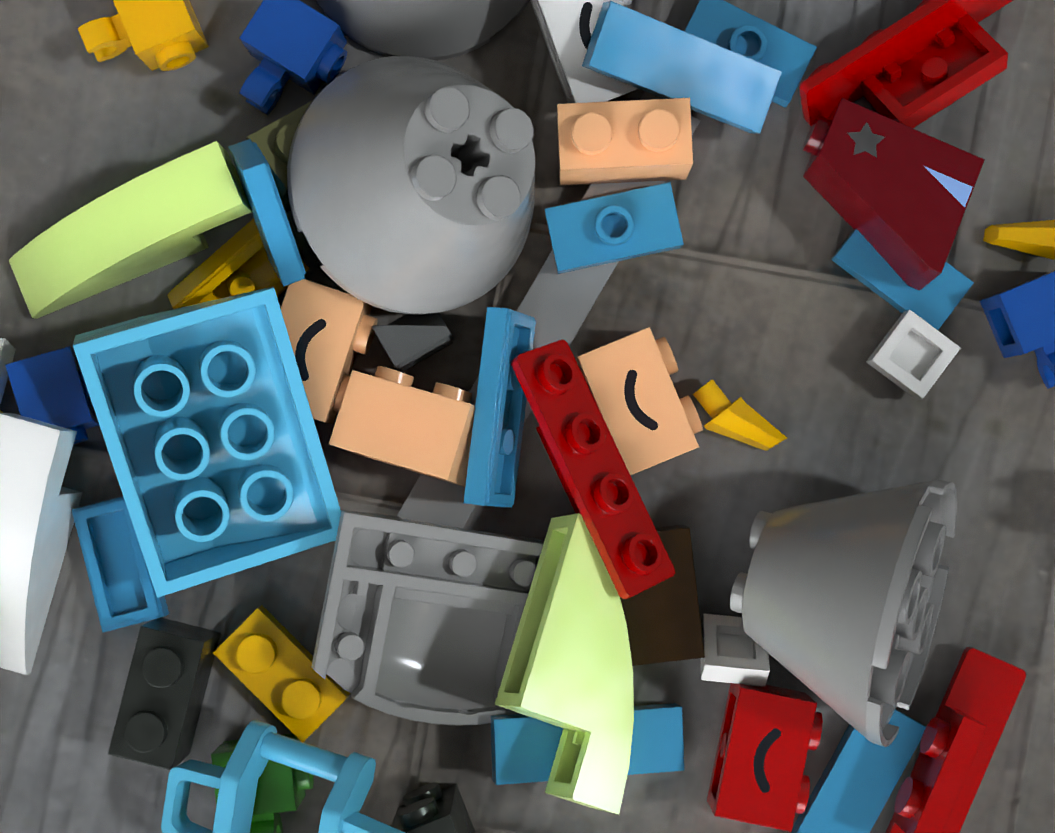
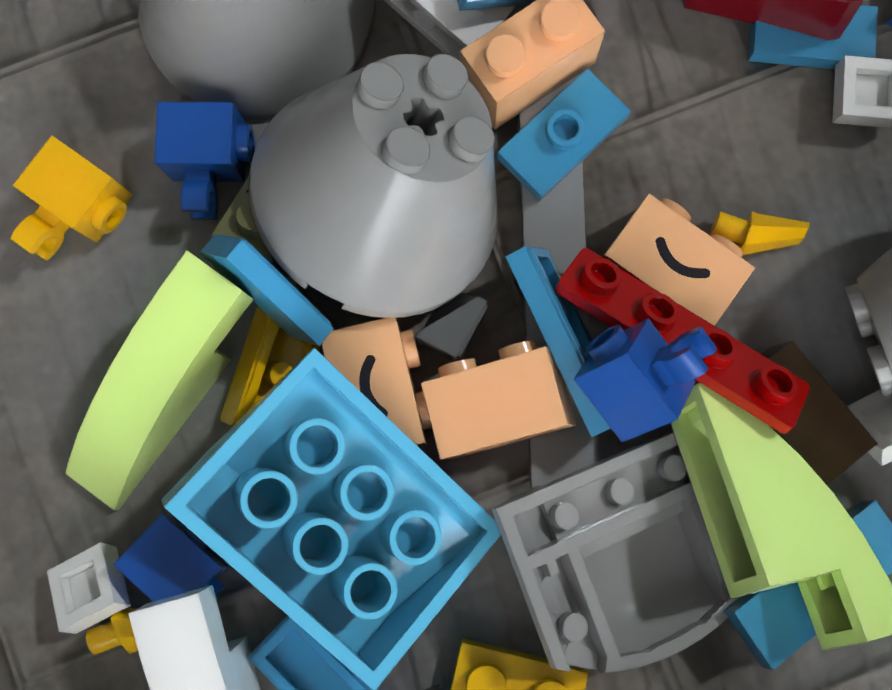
camera: 30 degrees left, 5 degrees down
(530, 477) = (641, 379): none -> blue brick

